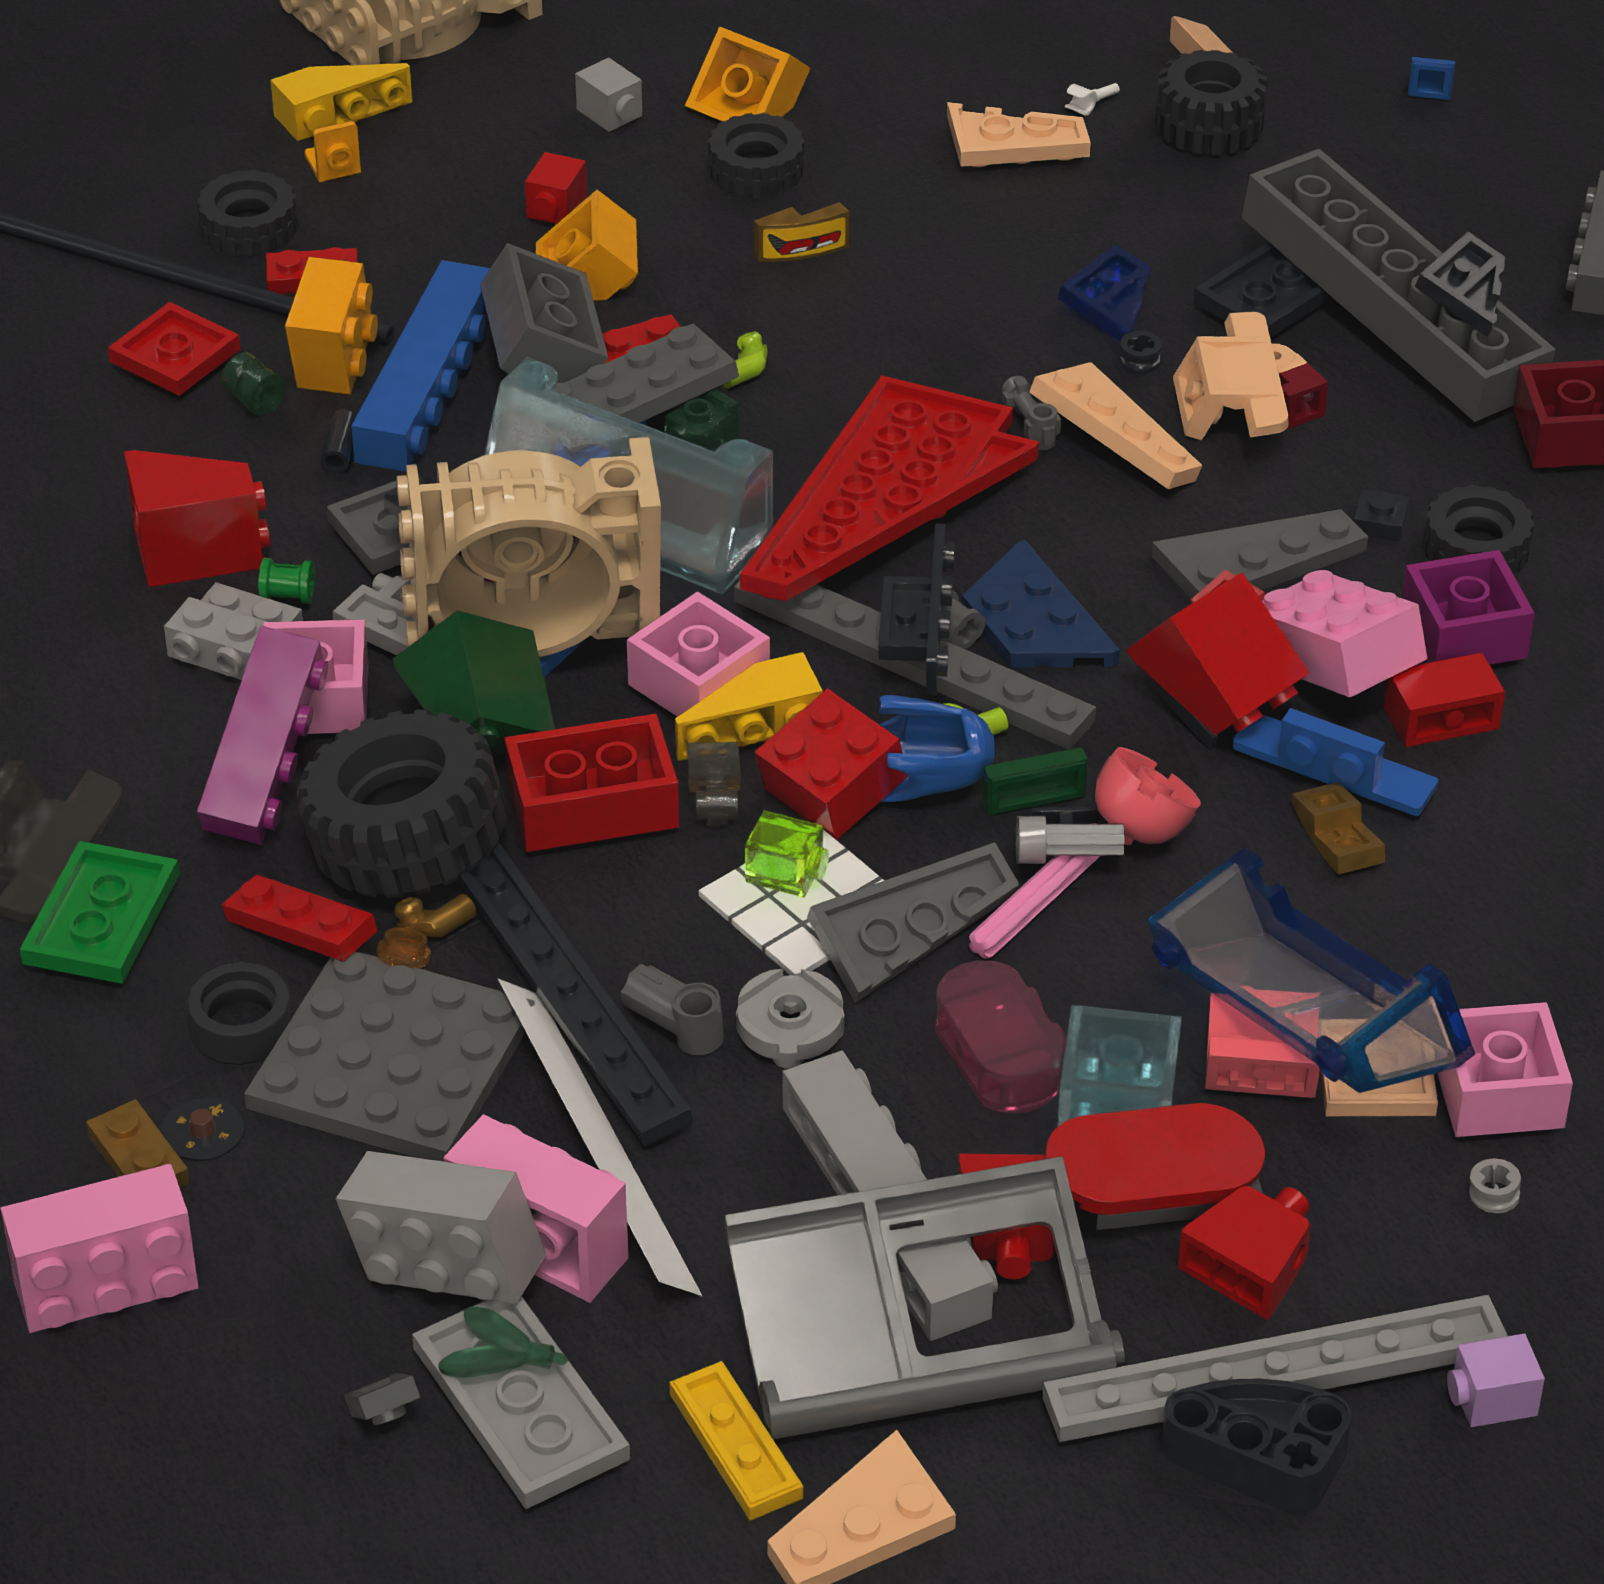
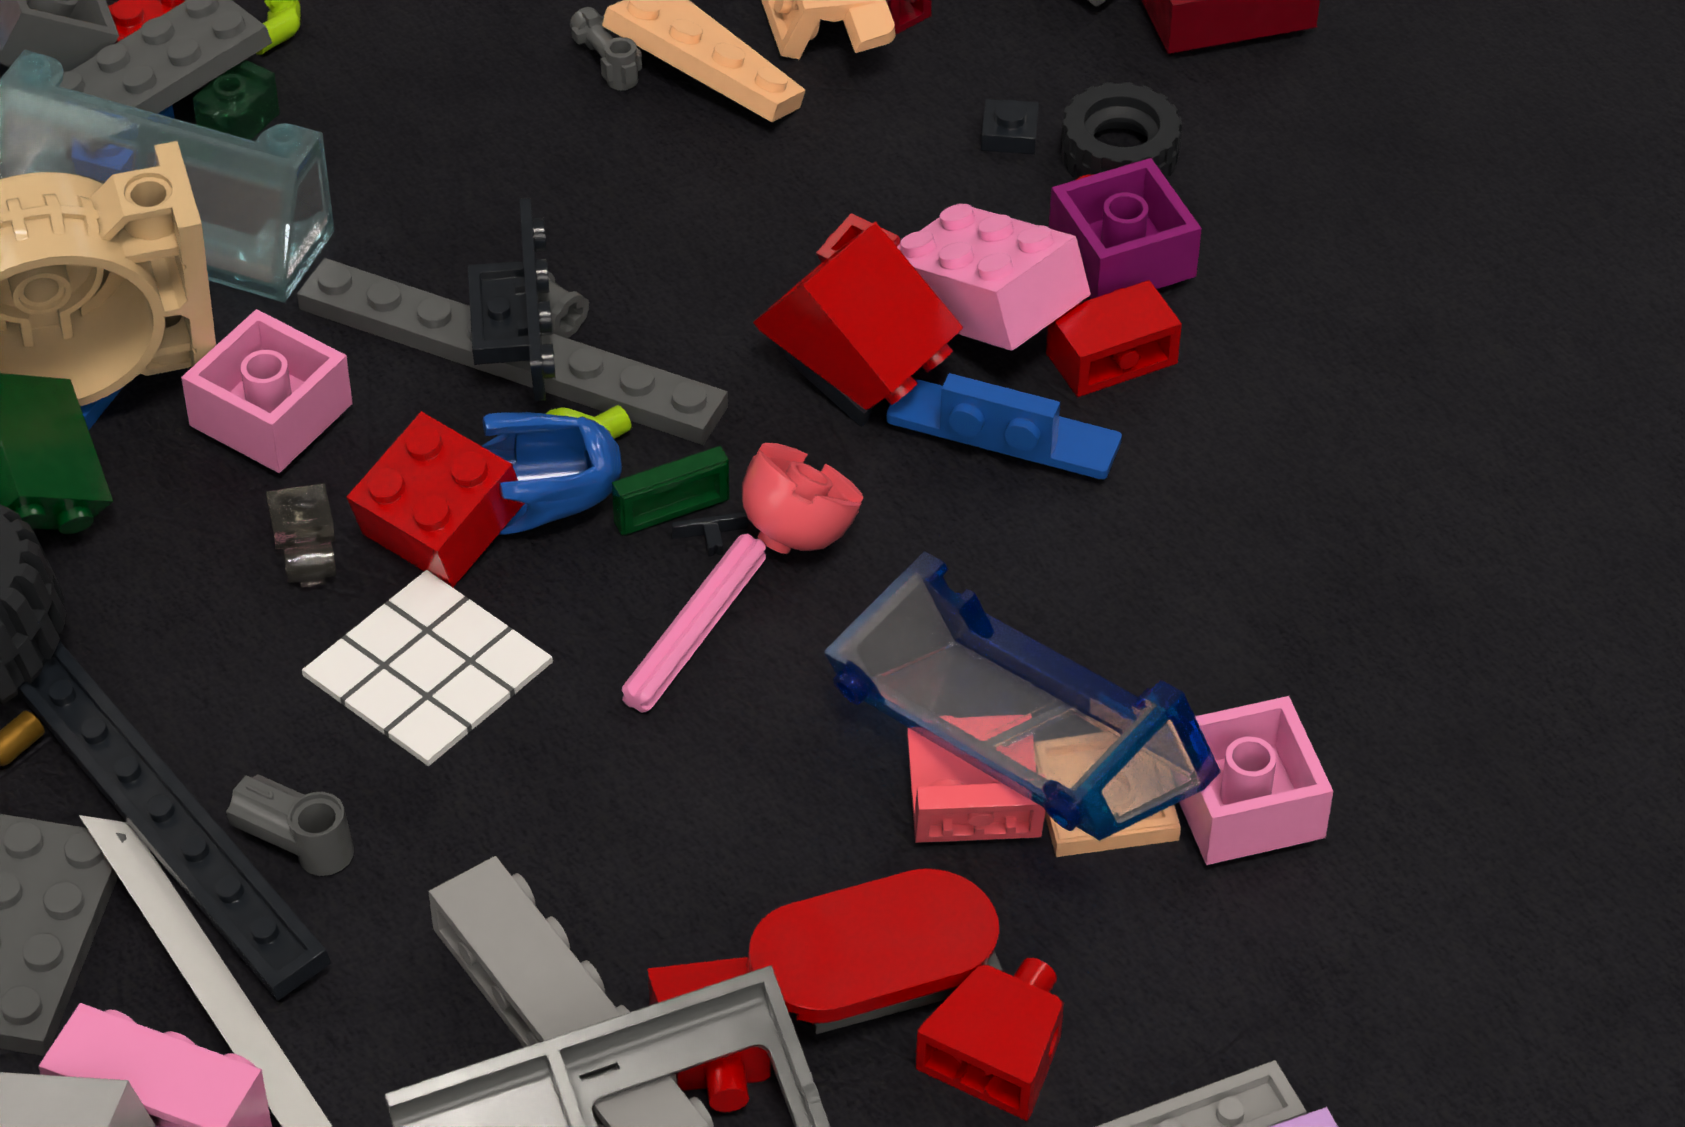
camera: 10 degrees left, 5 degrees up
(591, 782) = (161, 555): red brick -> none
(750, 705) = (335, 437): yellow slope -> none
(785, 854) = (397, 616): clear neon green brick -> none
(790, 1039) = (431, 844): light grey plate -> none
(888, 472) = (457, 138): red wing -> none
(904, 918) = (542, 678): dark grey wing -> none
(1000, 1036) = (674, 810): clear pink brick -> none
(1034, 615) = (642, 289): dark blue wing -> none
(1038, 840) = (686, 563): light grey piece -> none
(1117, 1061) = (815, 832): clear light blue brick -> none
(1262, 551) = (883, 185): dark grey wing -> none
(1336, 828) = (1016, 506): pearl gold slope -> none
(1495, 1199) = (1265, 936): light grey bush -> none

